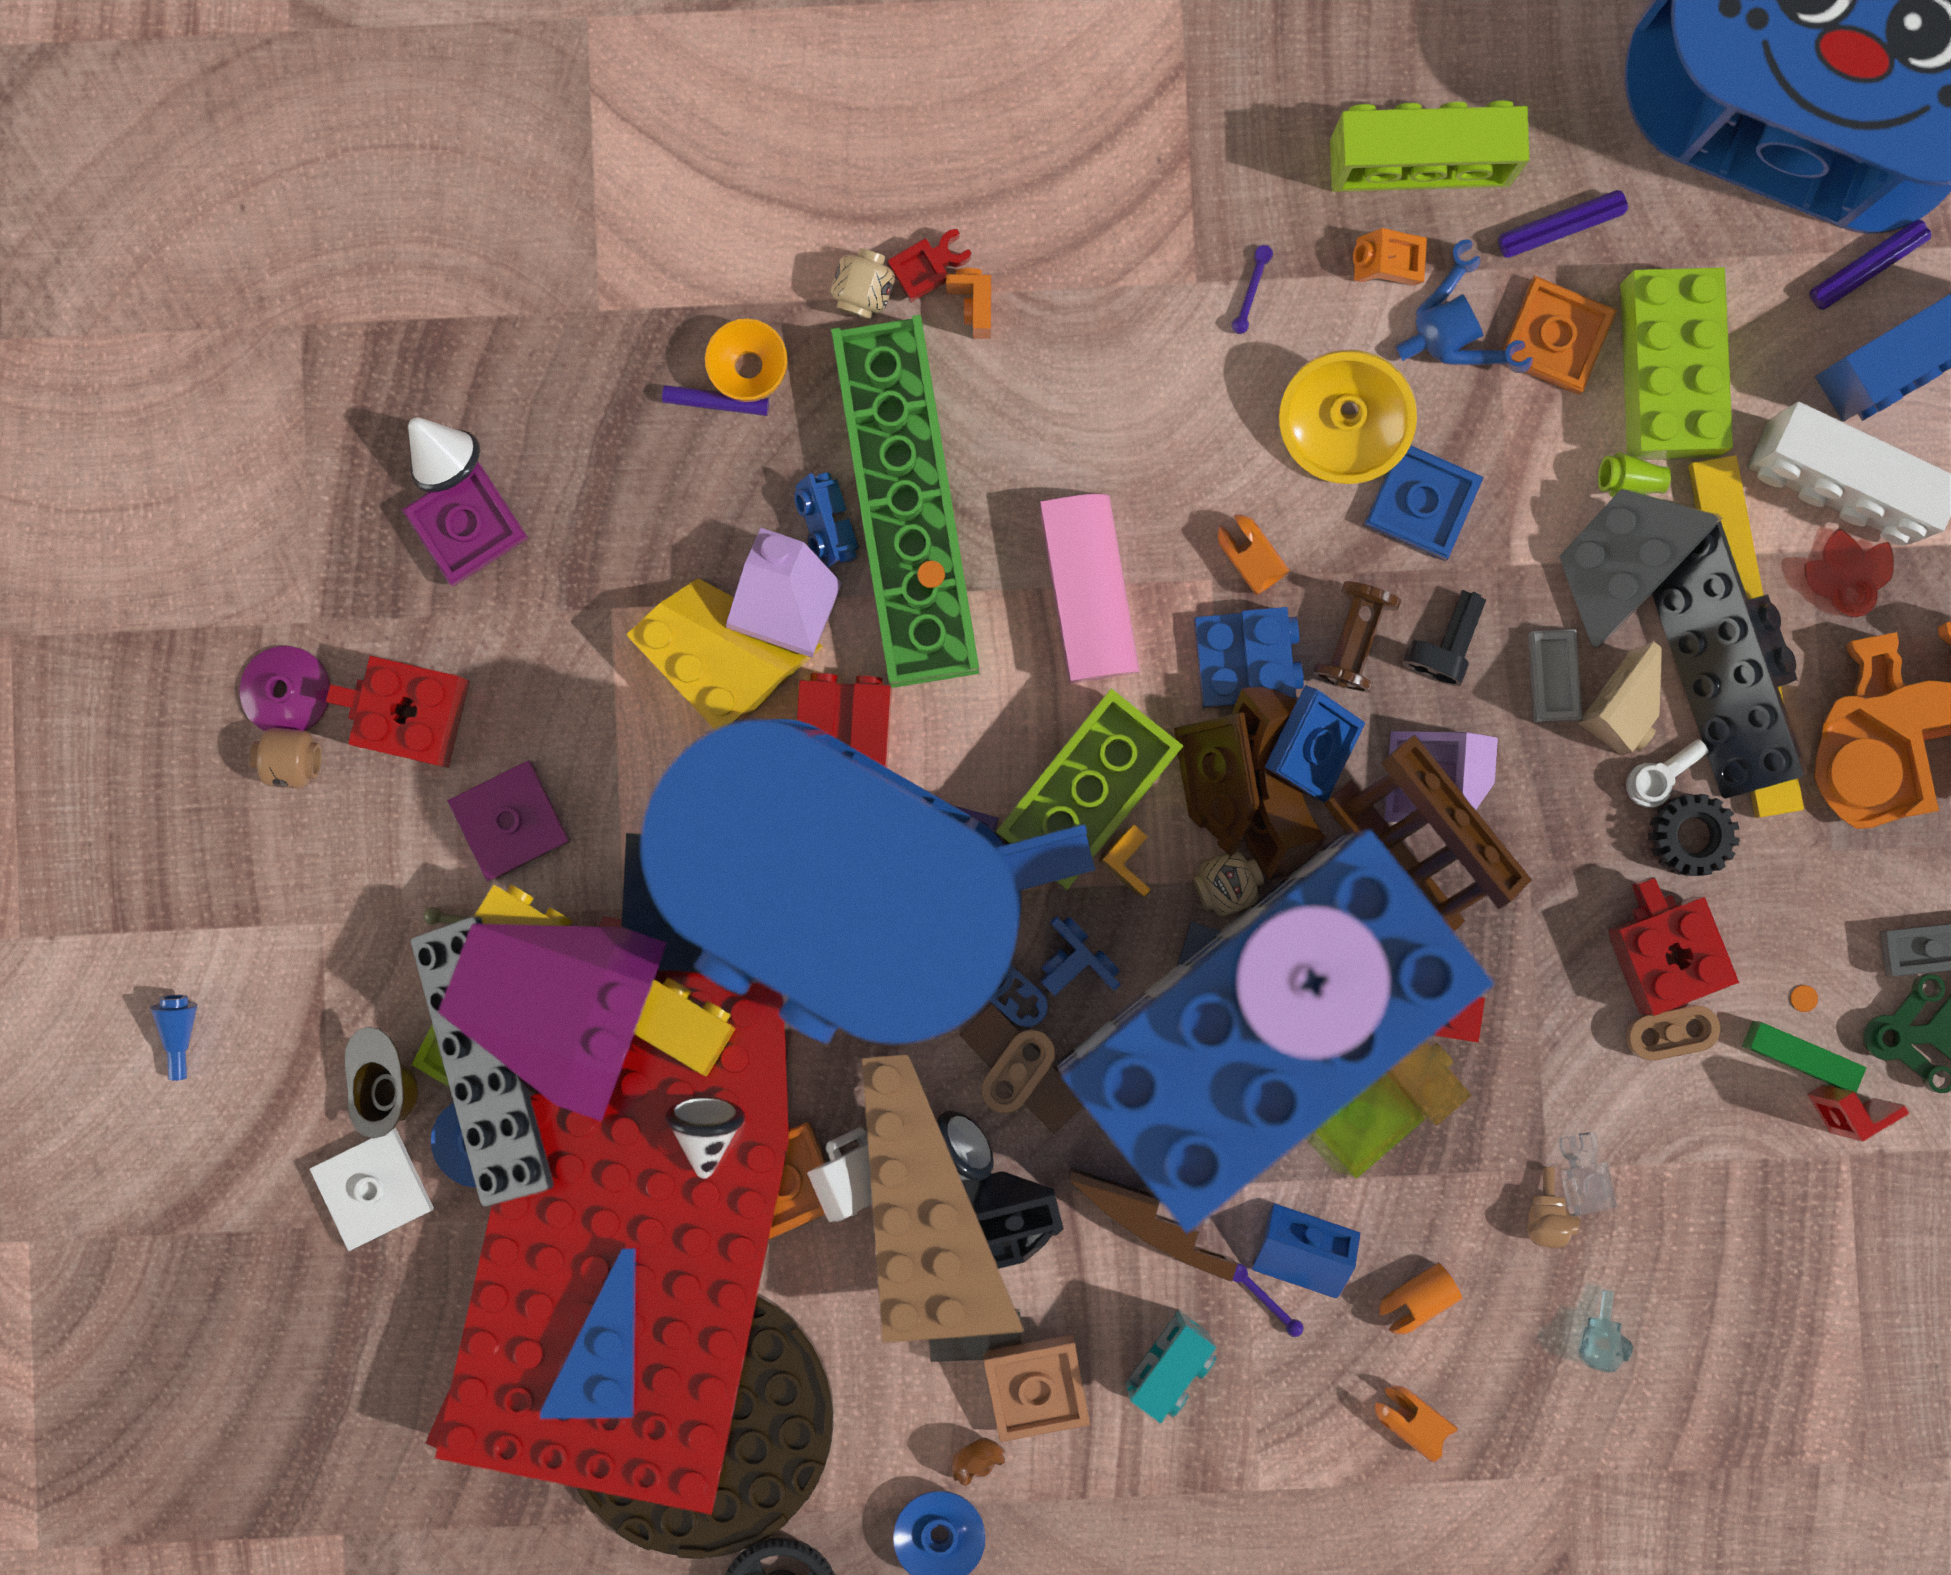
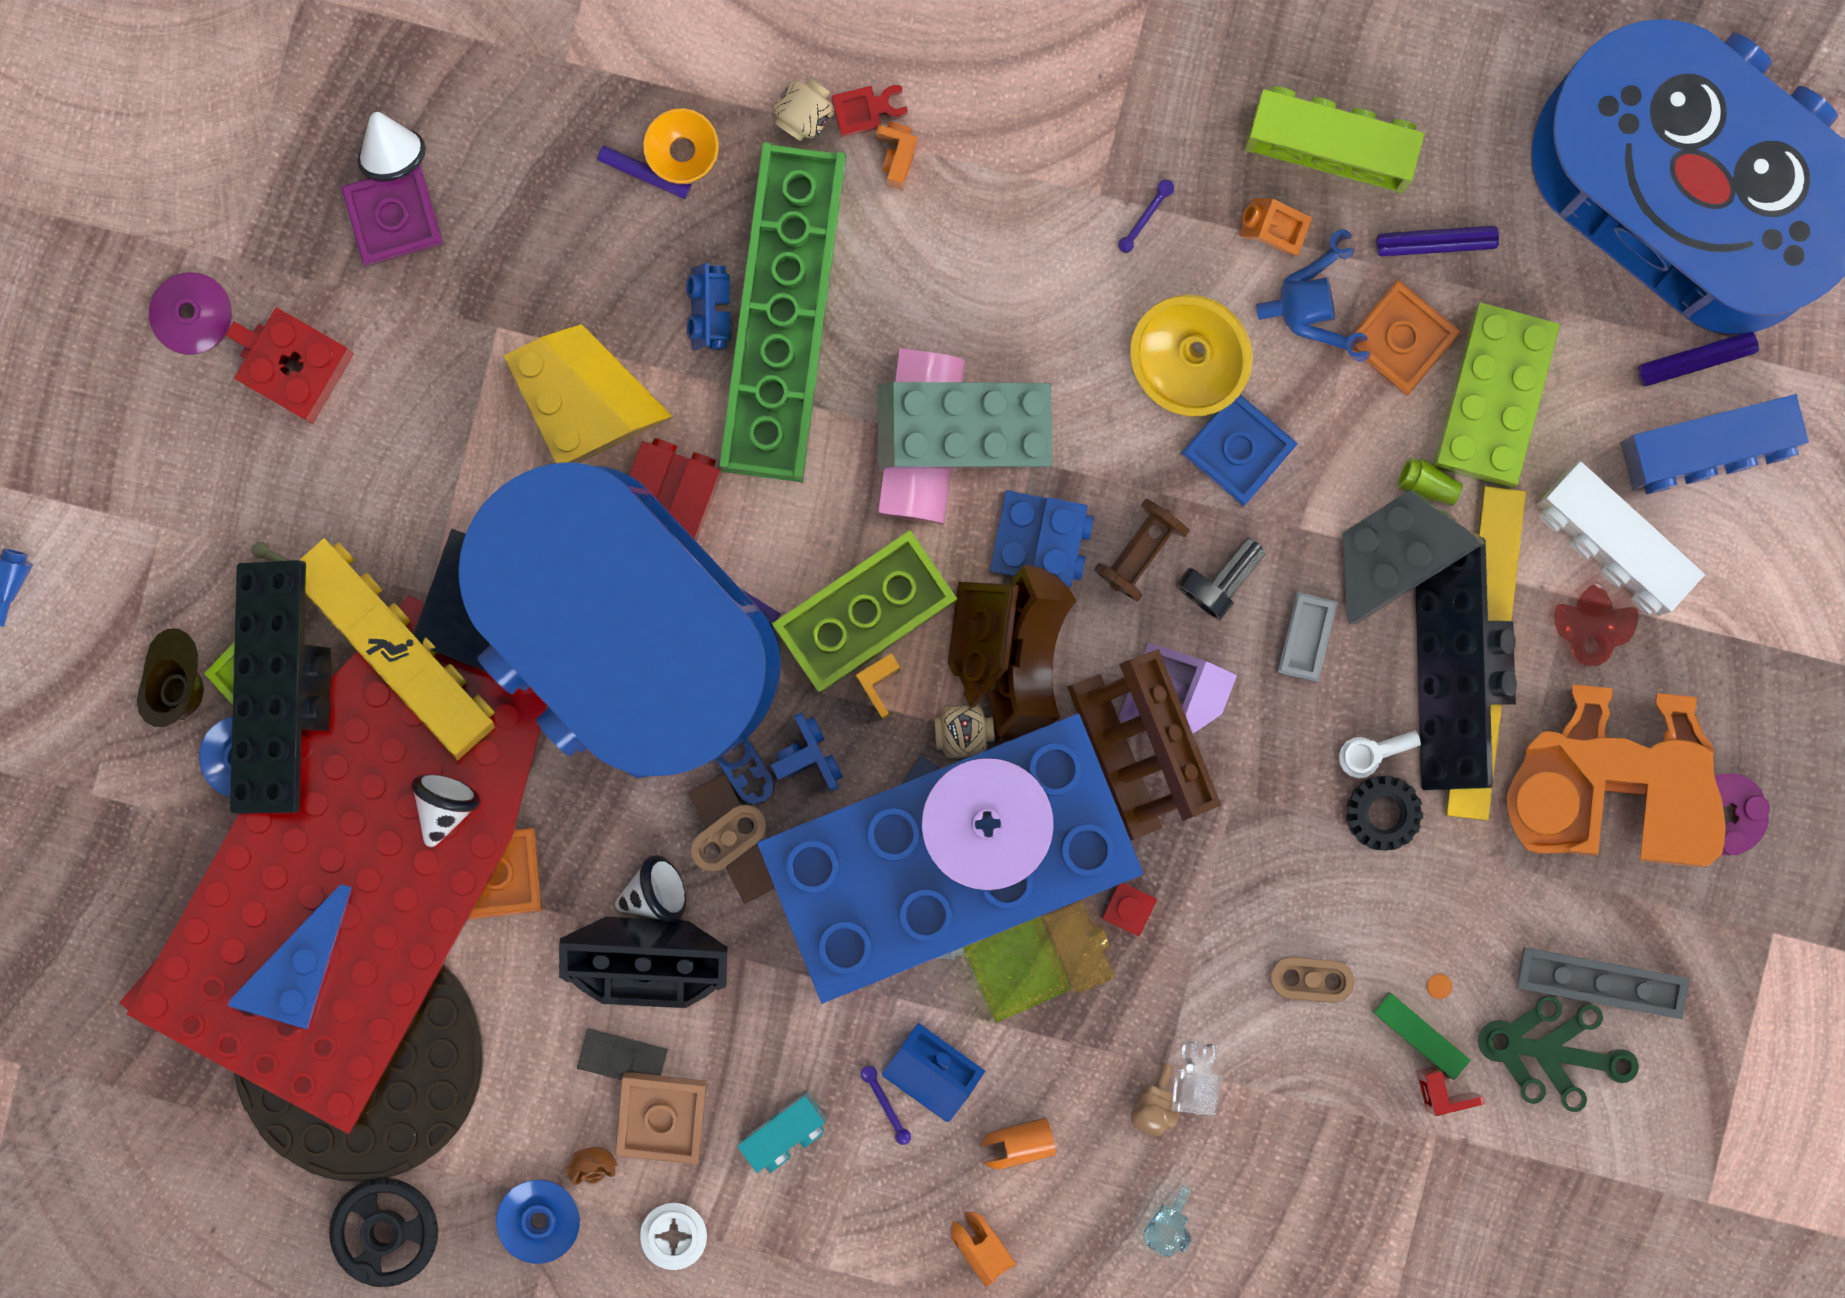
camera: 20 degrees right, 0 degrees up
(286, 758) = (175, 373): medium nougat head -> none
(371, 1189) = (136, 771): white plate -> none
(508, 821) = (351, 486): magenta plate -> none
(554, 1004) = (347, 655): magenta wedge -> none
(783, 594) = (651, 361): lavender slope -> none
(845, 1180) = (565, 886): white piece -> none
(928, 1241) = (605, 957): medium nougat wing -> none
(931, 574) = (784, 383): orange sticker -> none
(1048, 857) = (806, 659): blue panel -> none
(1074, 1525) = (659, 1249): none -> white gear
(1133, 561) = (964, 425): none -> sand green brick
(1138, 1213) = (794, 993): reddish brown slope -> none
(1256, 557) = (1076, 455): orange piece -> none
(1315, 744) = (1075, 632): blue tile -> none
(1628, 702) = (1359, 681): tan slope -> none
(1664, 924) = (1348, 888): red hinge -> none

